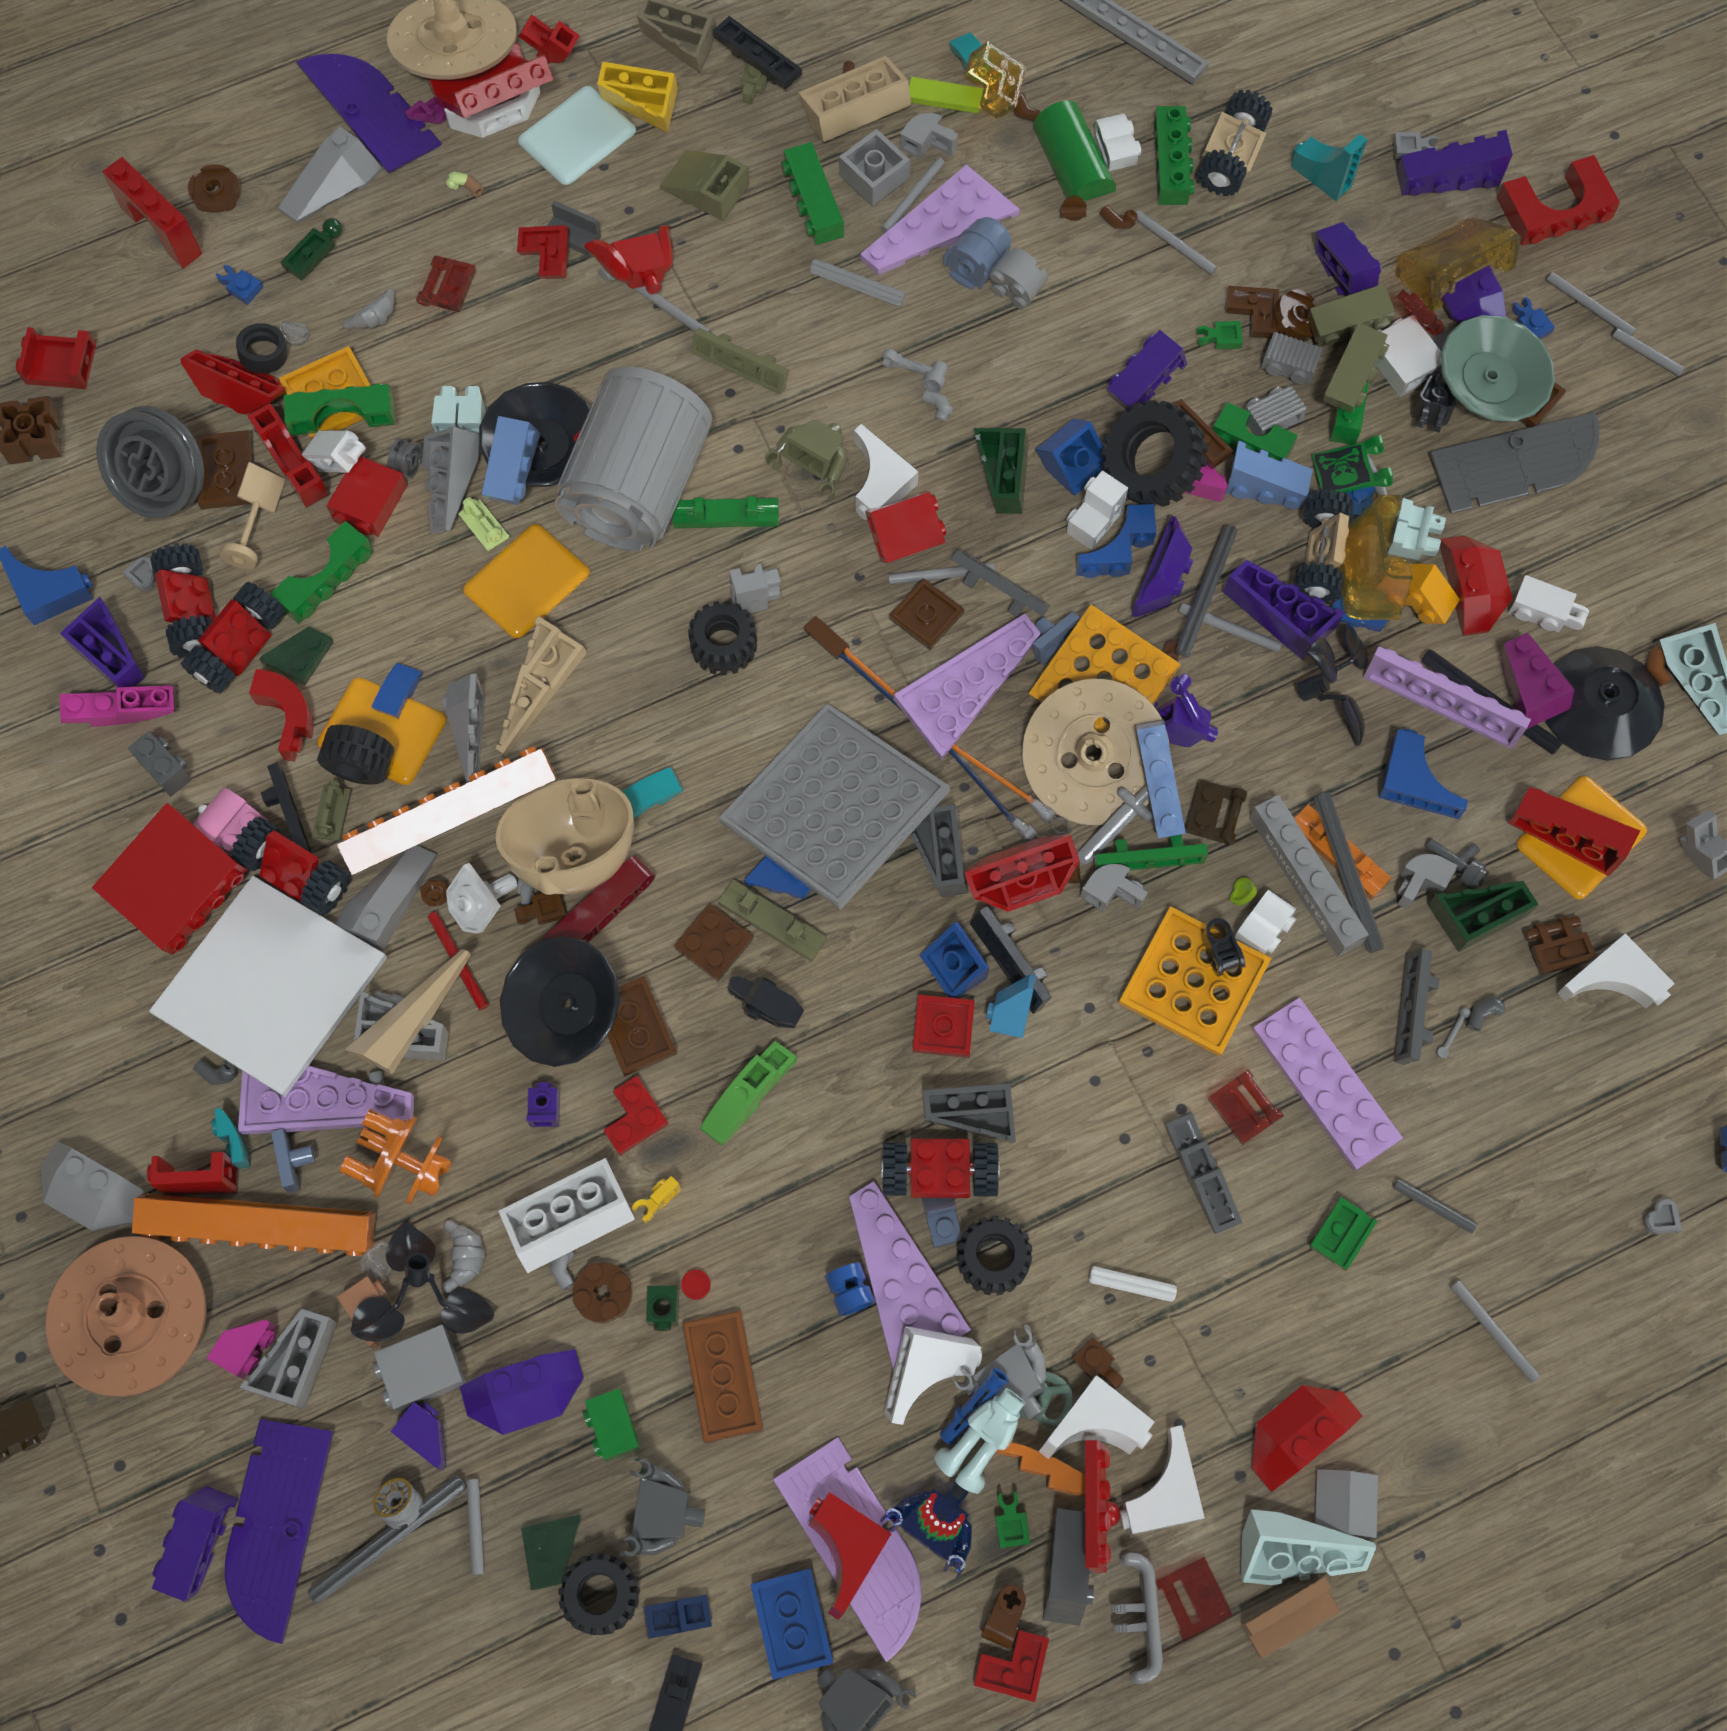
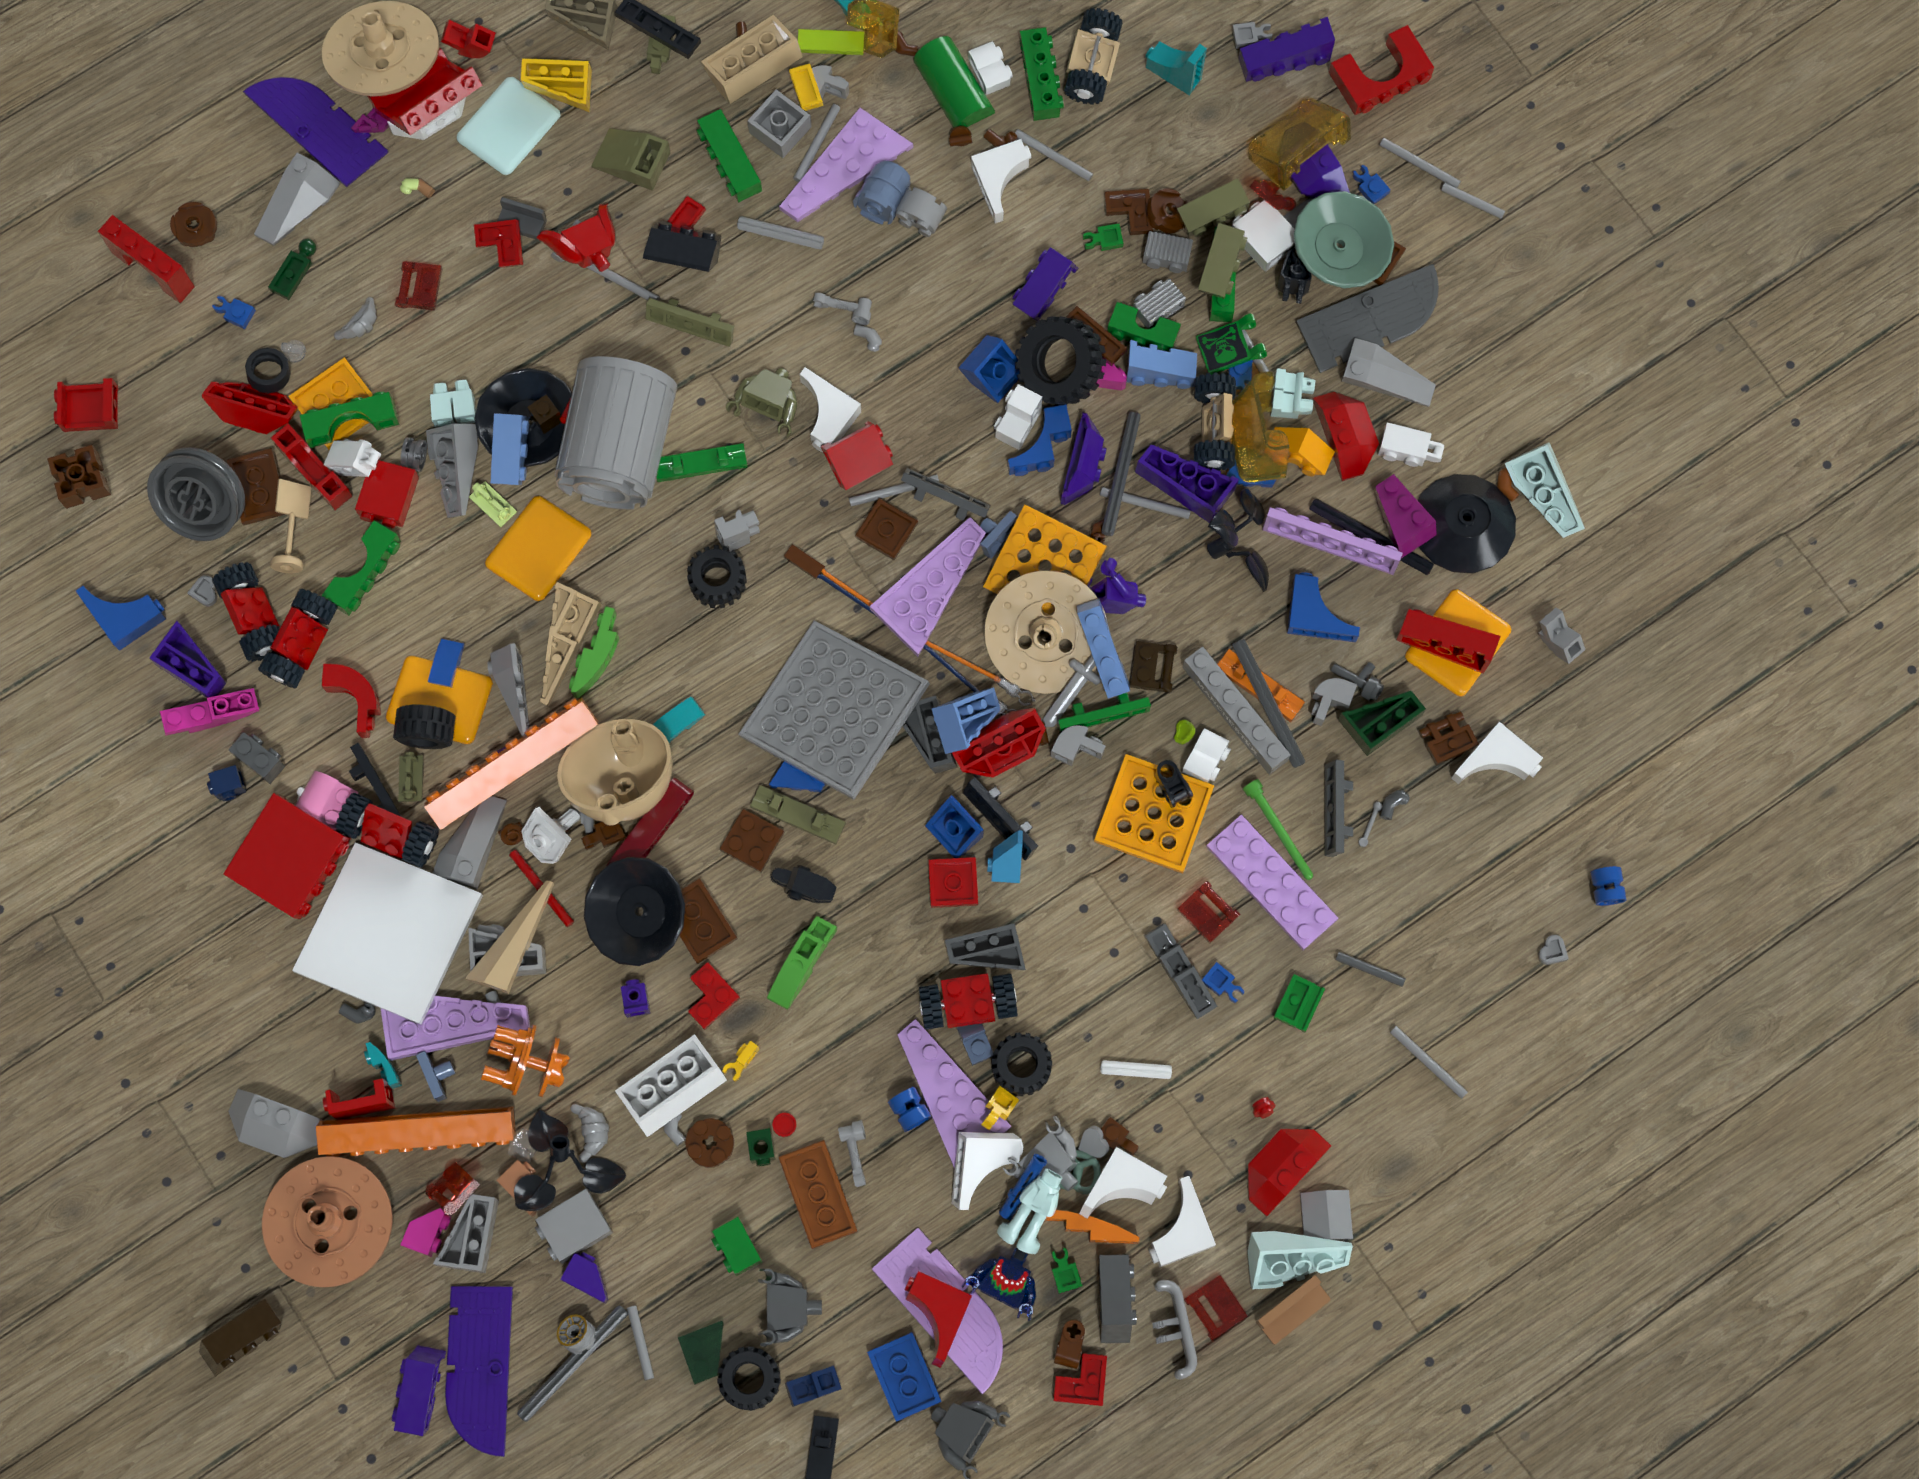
camera: 10 degrees left, 5 degrees up
(120, 787) = (226, 783): none -> dark blue brick
(291, 1294) = (458, 1182): none -> clear red plate
(299, 654) = (355, 643): clear green wing -> none
(524, 1392) = (660, 1232): dark purple wedge -> none
(557, 430) = (544, 414): none -> dark brown brick
(567, 712) = (594, 662): none -> bright green slope
(745, 278) = (682, 246): none -> black slope
(751, 255) = (687, 213): none -> red tile
(775, 1309) = (851, 1135): none -> light grey brick
(909, 132) = (806, 87): none -> yellow tile
(961, 1301) = (1001, 1106): none -> yellow plate
(985, 834) = (964, 718): none -> medium blue wedge
(1005, 465) = (934, 387): dark green wedge -> none
(1068, 1365) = (1093, 1142): none -> light grey tile
(1098, 1513) = (1132, 1253): red plate -> none
(1108, 247) = (995, 169): none -> white arch
(1249, 1192) = (1220, 980): none -> blue plate
(1284, 1355) = (1263, 1108): none -> red plate
(1319, 972) = (1255, 791): none -> bright green piece
(1346, 259) = (1205, 154): dark purple wedge -> none
(1523, 521) = (1380, 371): none -> light grey wedge

